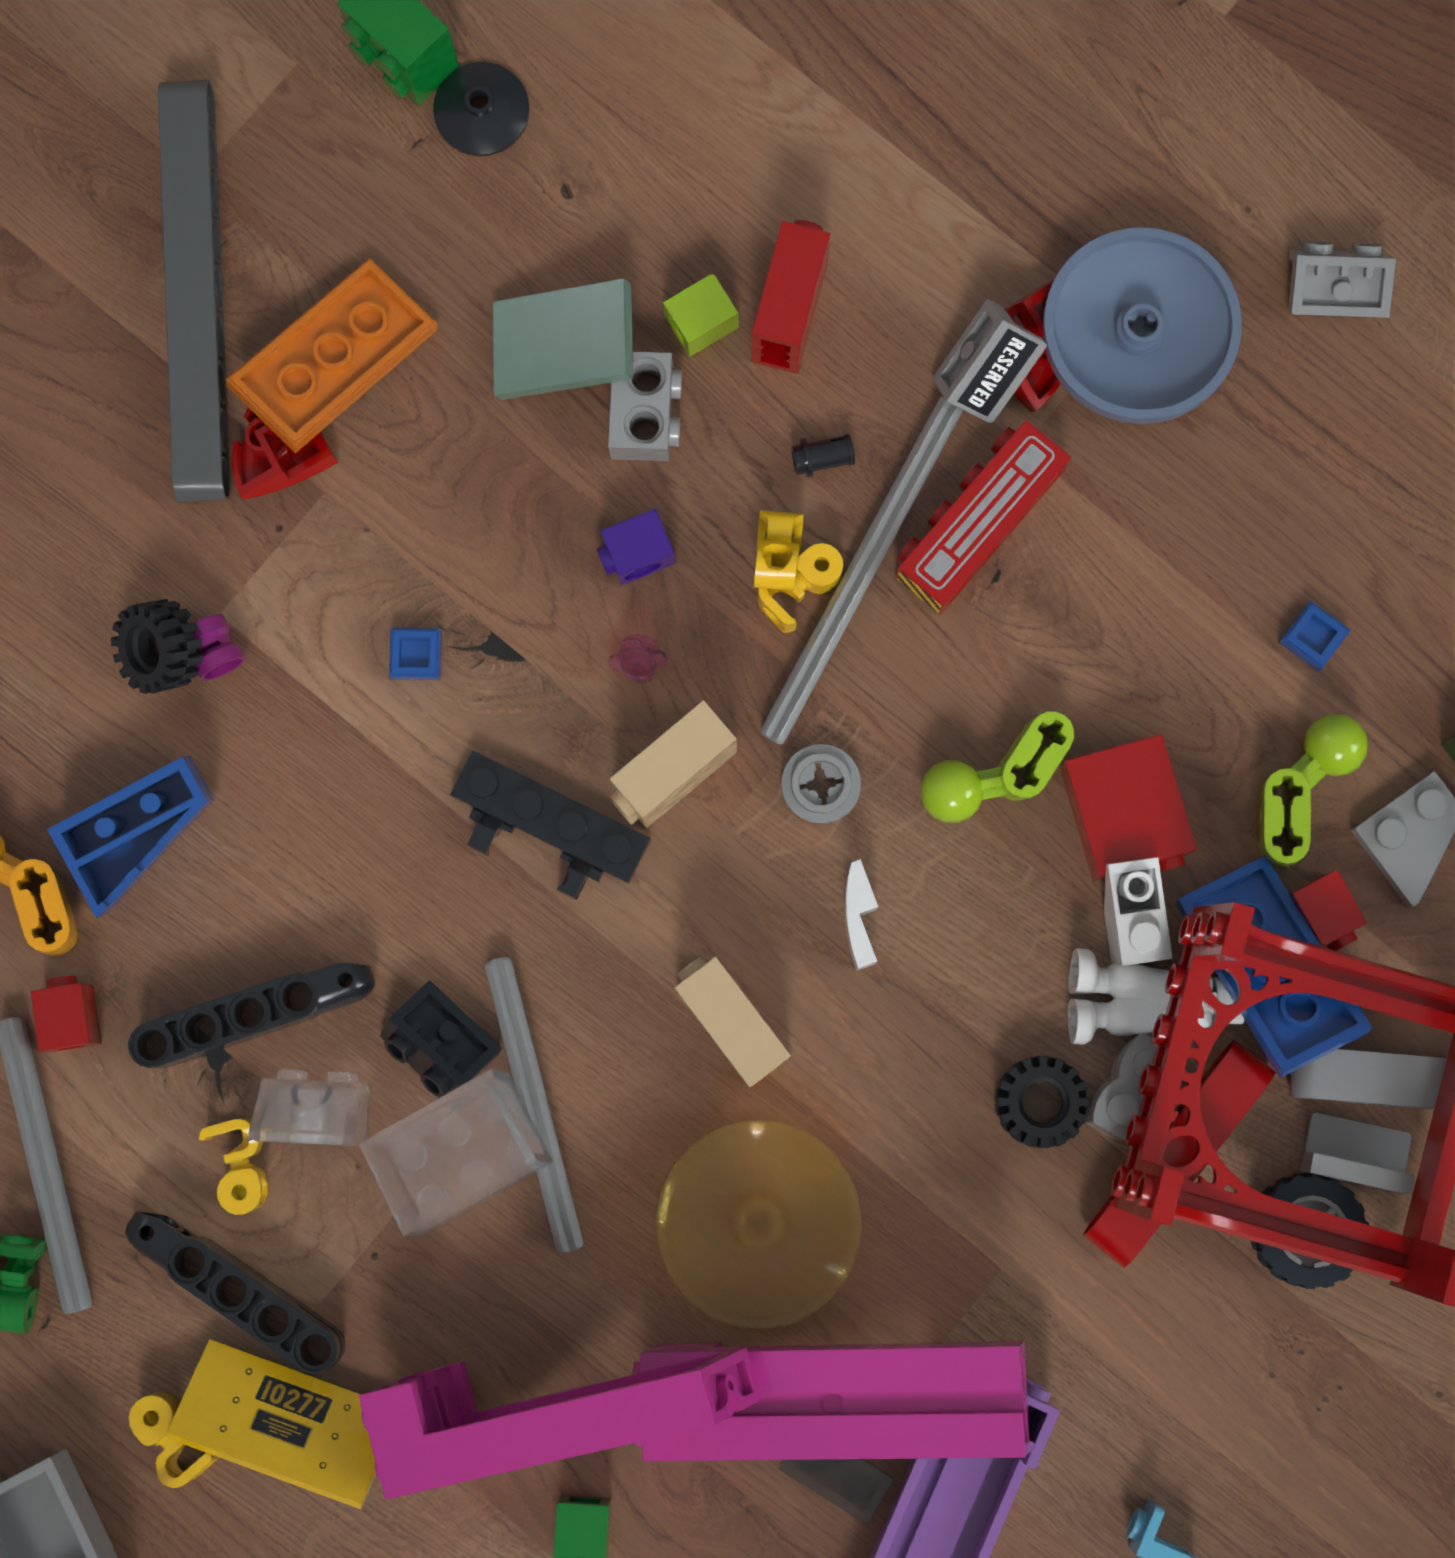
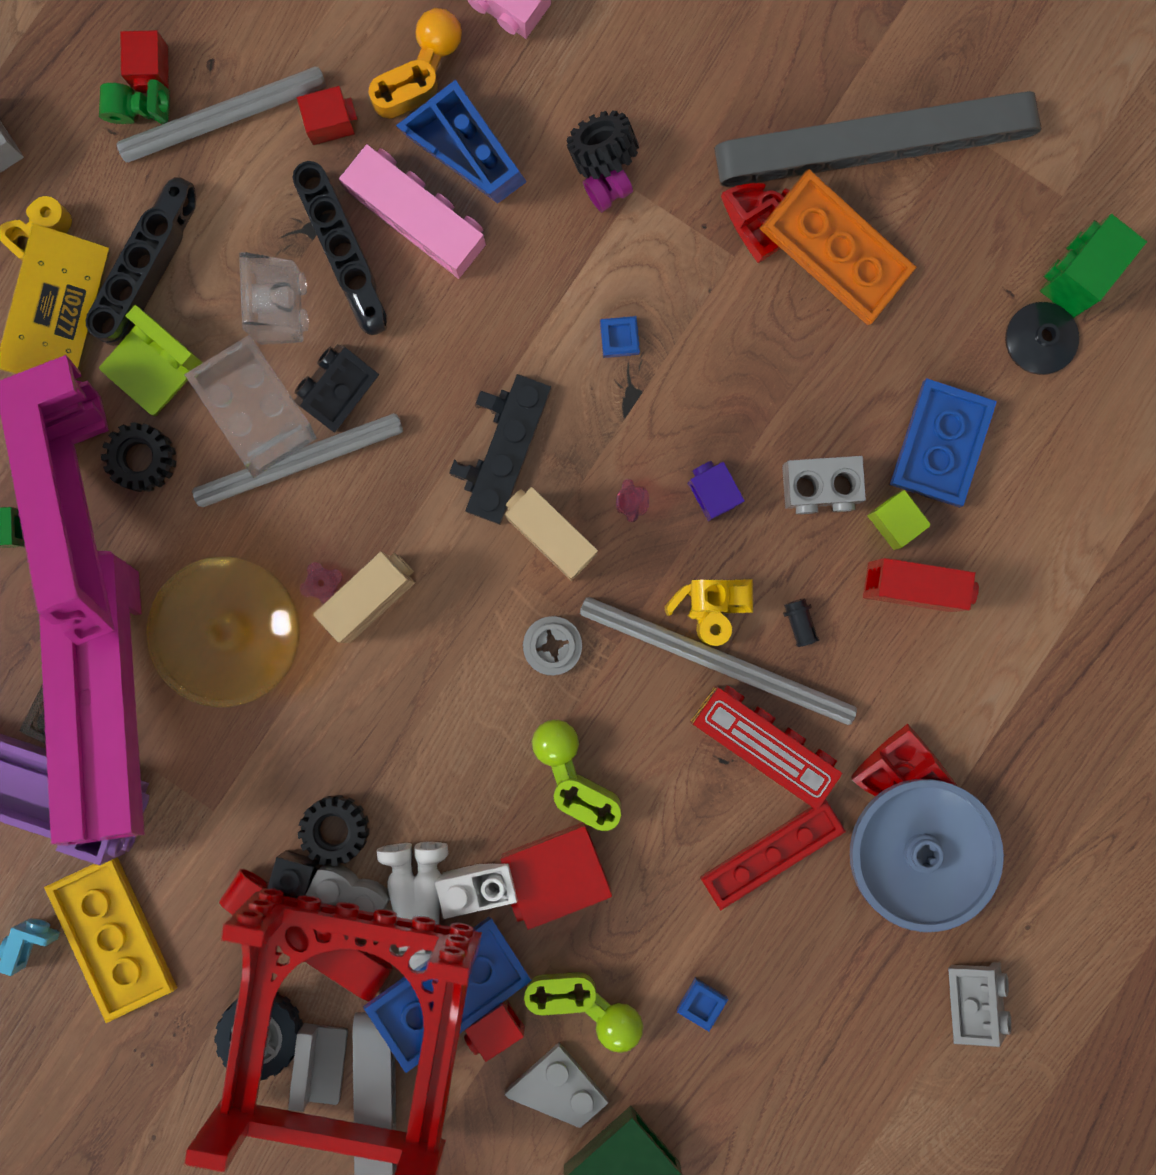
camera: 75 degrees right, 5 degrees up
(211, 911) = (413, 211): none -> bright pink brick
(244, 1185) = (220, 259): yellow leg -> none
(377, 1295) = (149, 363): none -> lime bracket
(475, 1332) = (119, 447): none -> black tyre
(562, 339) = (867, 418): sand green tile -> none
(599, 239) = (943, 443): none -> blue plate
(719, 1084) = (316, 573): none -> clear pink plate
(858, 902) = (465, 681): white slope -> none
(988, 363) = (884, 740): light grey panel -> none
(1096, 1159) = (293, 874): none -> black brick
(1125, 525) = (772, 854): none -> red tile
(1162, 1427) = (111, 938): none -> yellow tile

